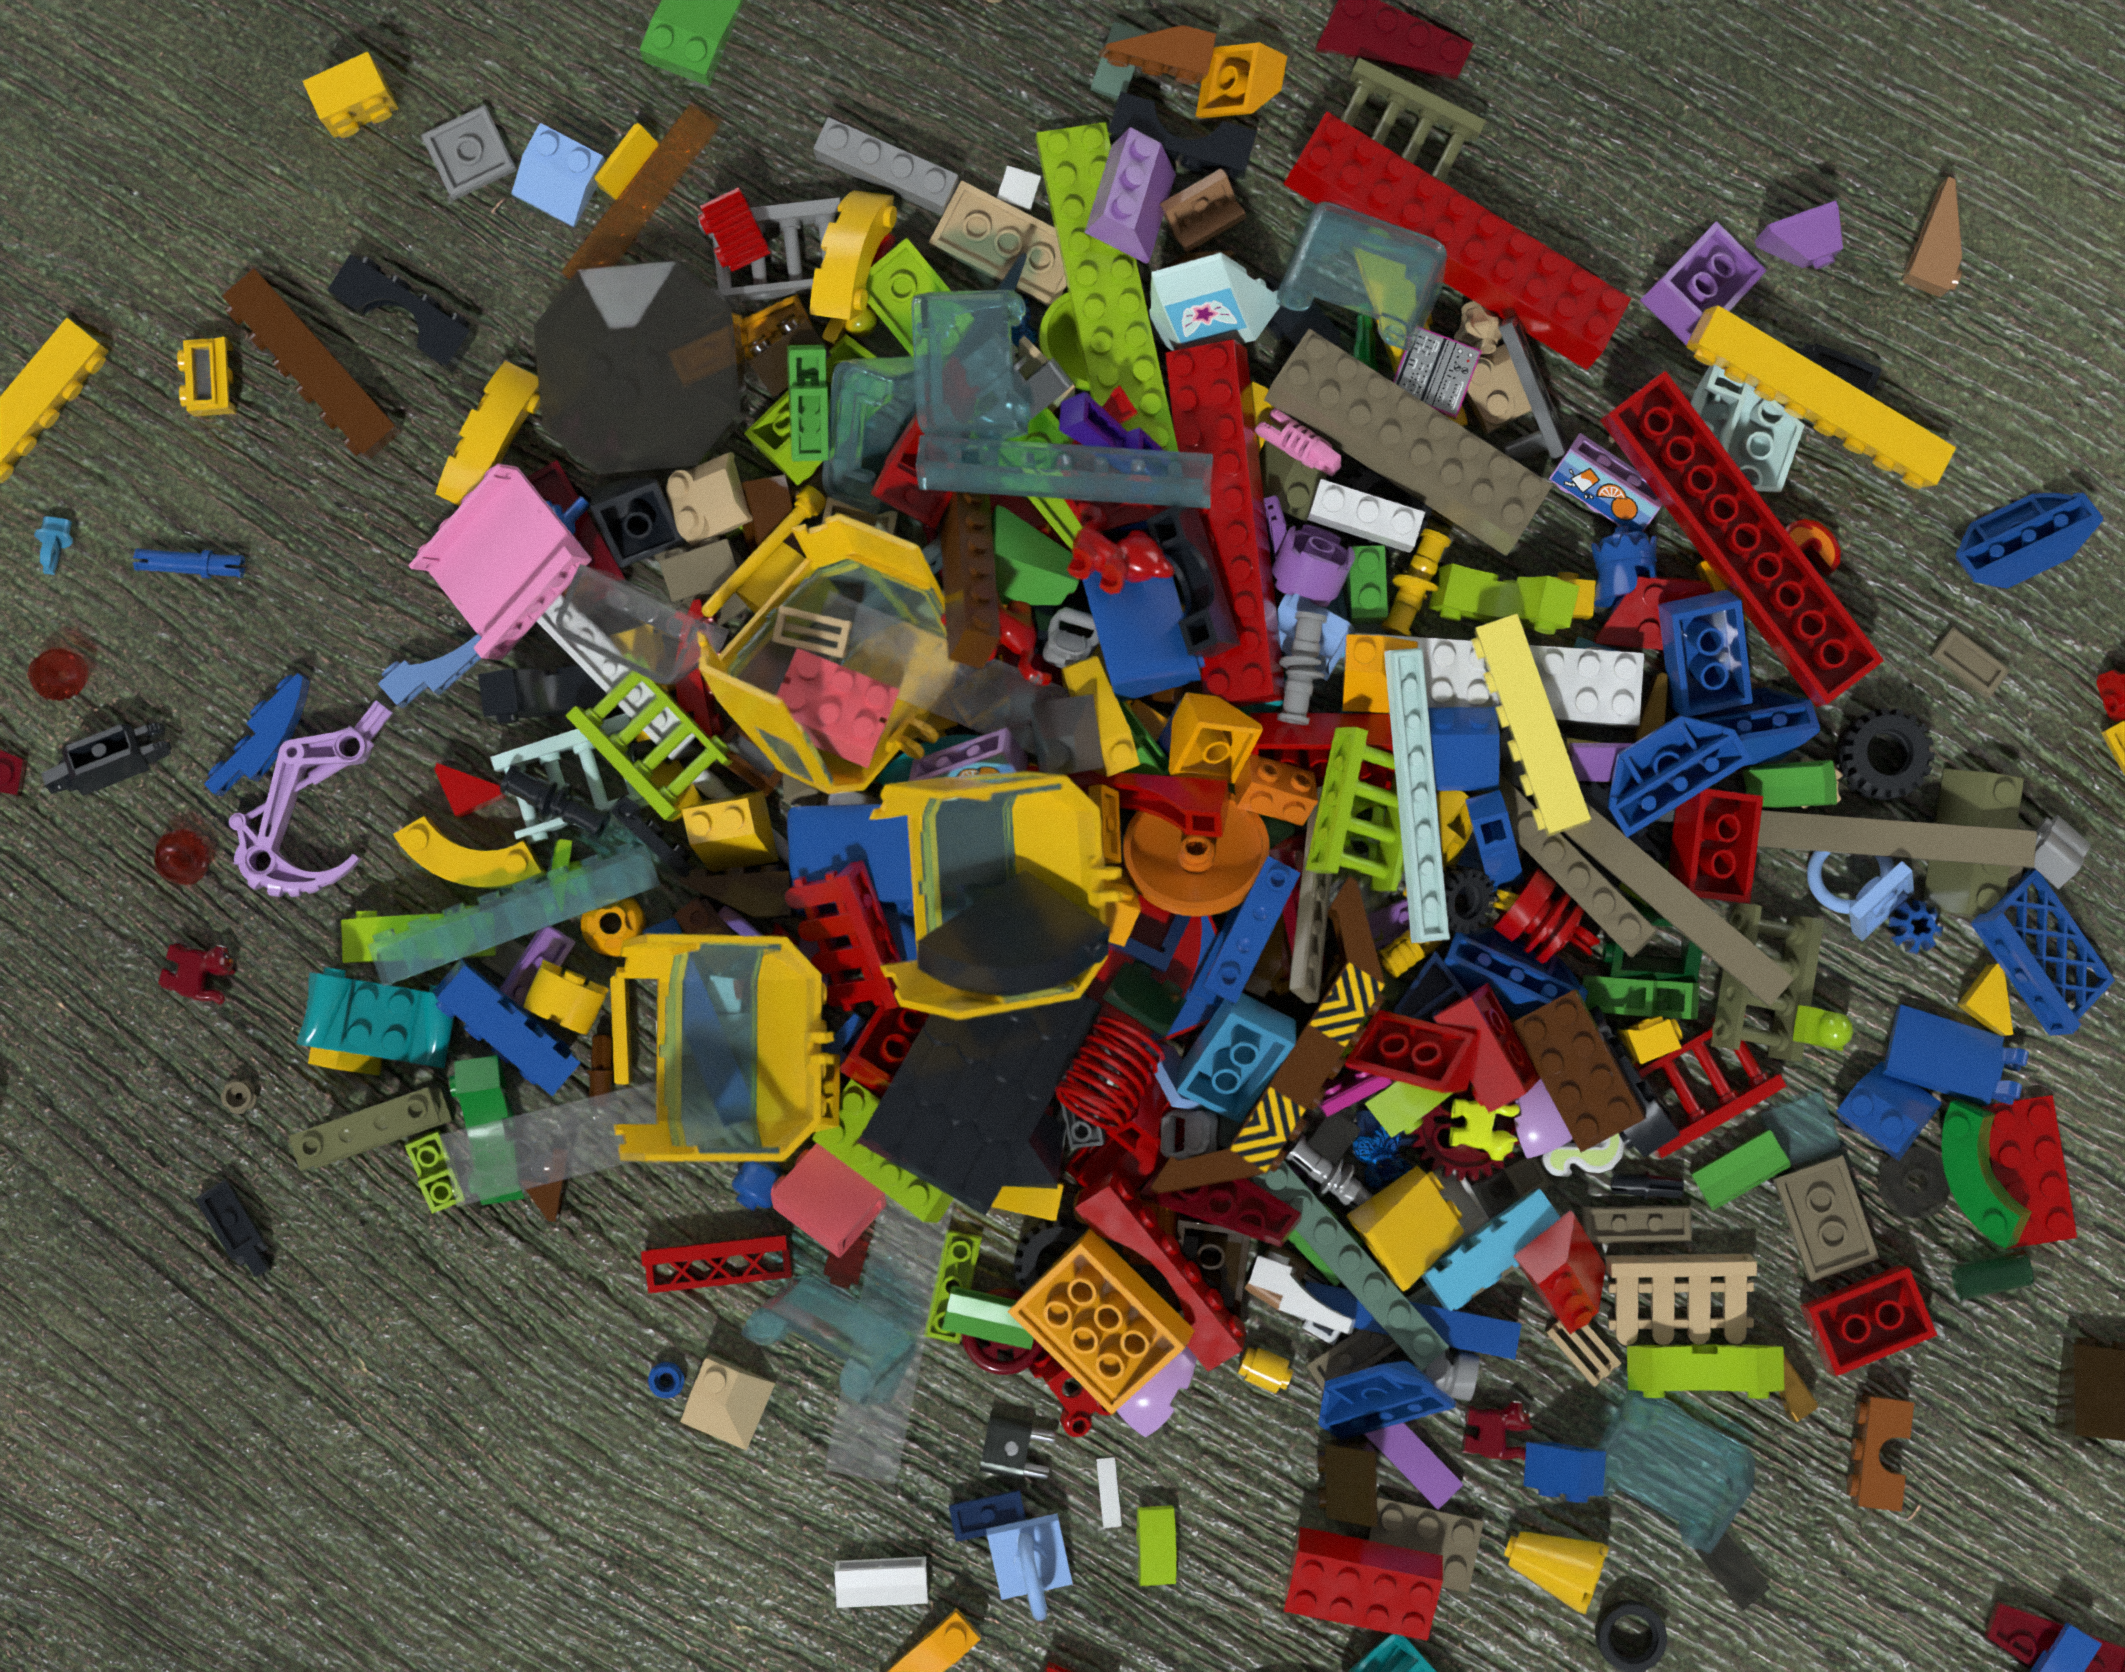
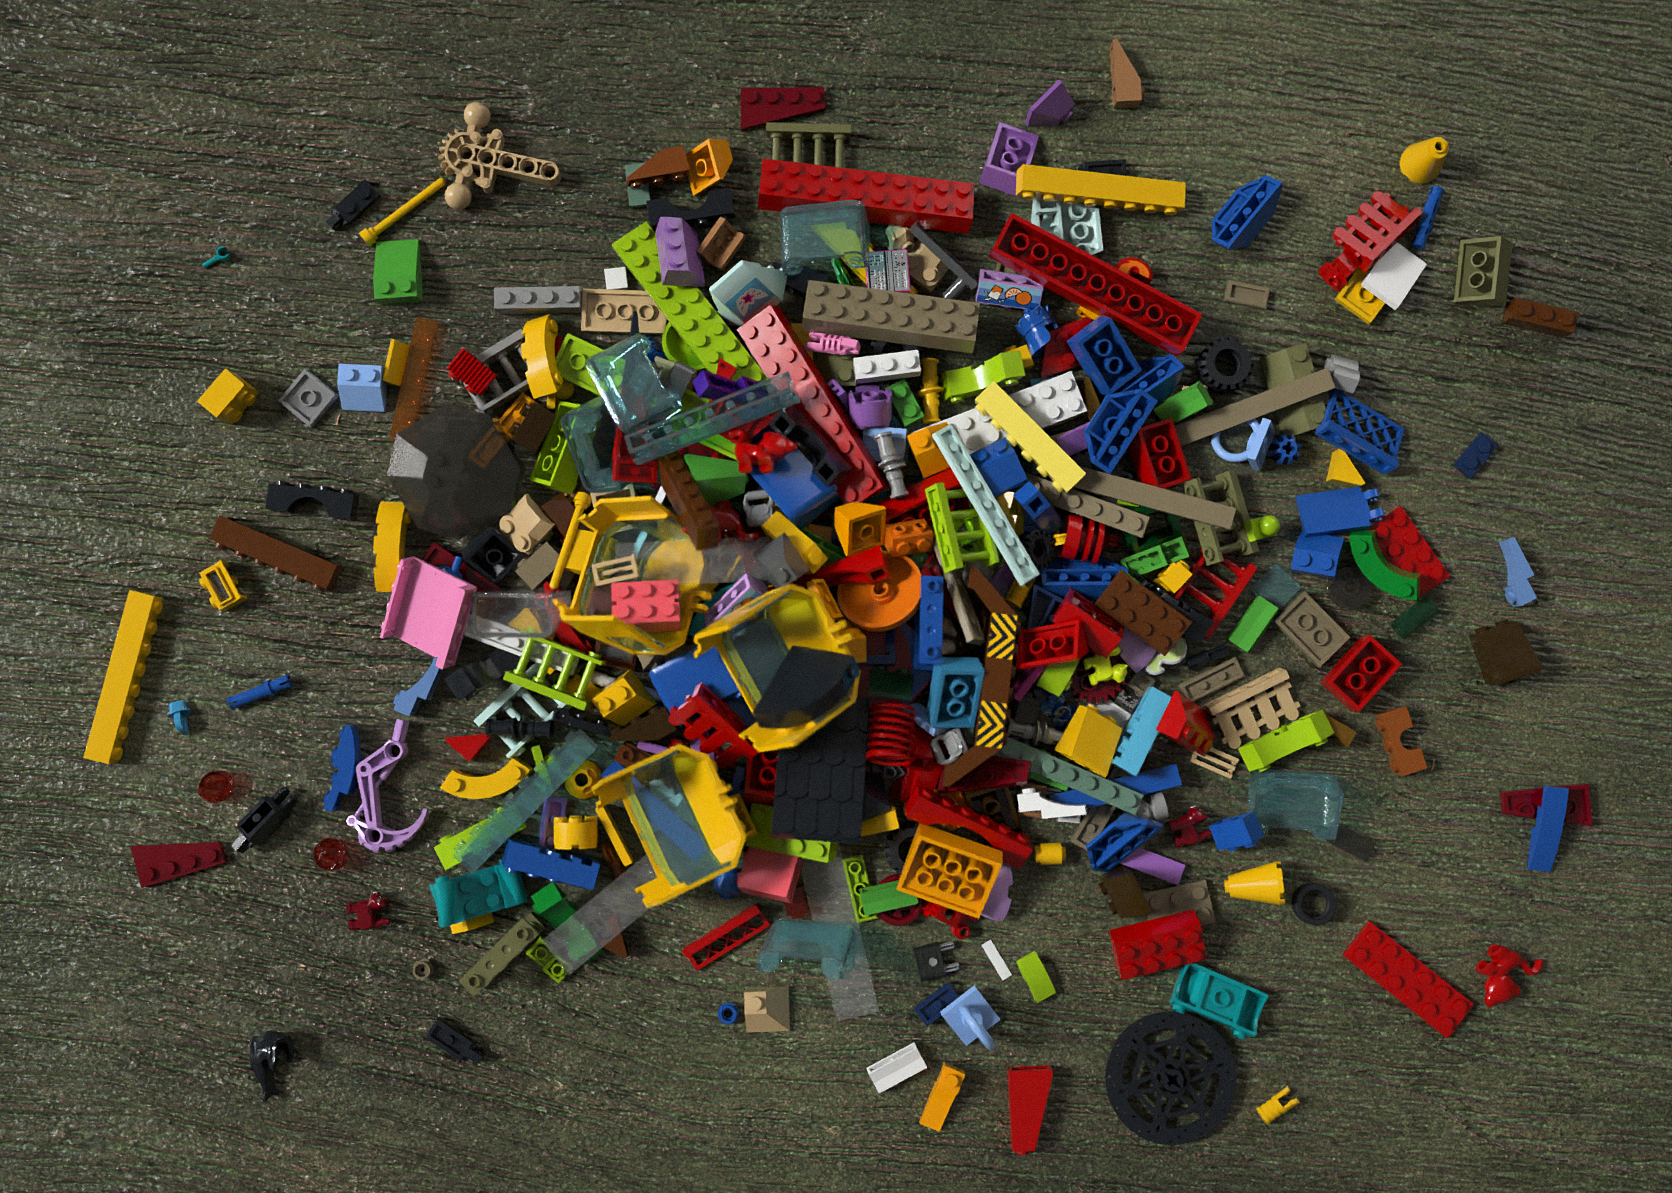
camera: 20 degrees left, 0 degrees up
(808, 402) = (555, 446): bright green slope -> none

